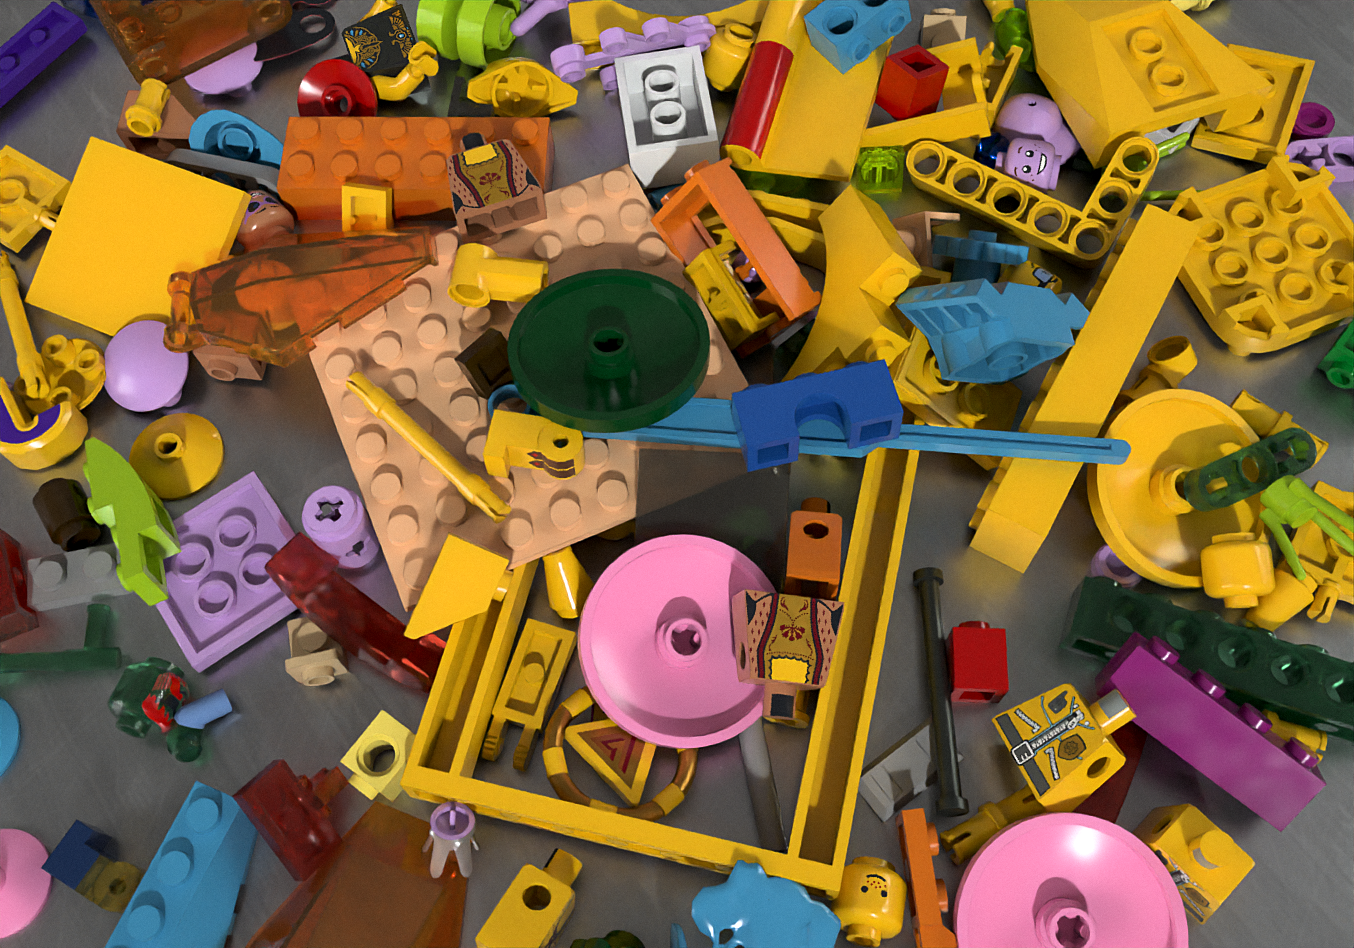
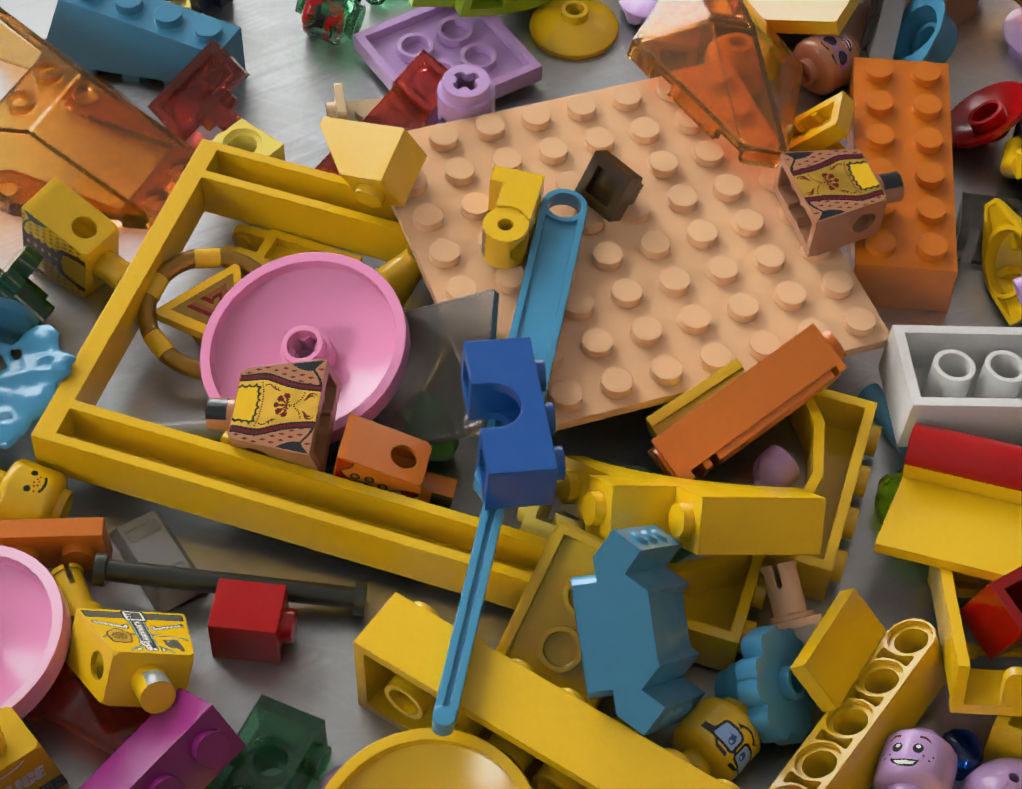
camera: 90 degrees right, 15 degrees down
(189, 723) = (304, 41): arm -> none
(451, 829) = (157, 185): piece -> none
(469, 484) = (478, 175): yellow piece -> none
(484, 276) = (716, 196): yellow piece -> none
(609, 350) = (611, 269): dark green dish -> none
(880, 169) = (914, 599): clear neon green tile -> none
(950, 204) = (838, 650): none -> yellow tile

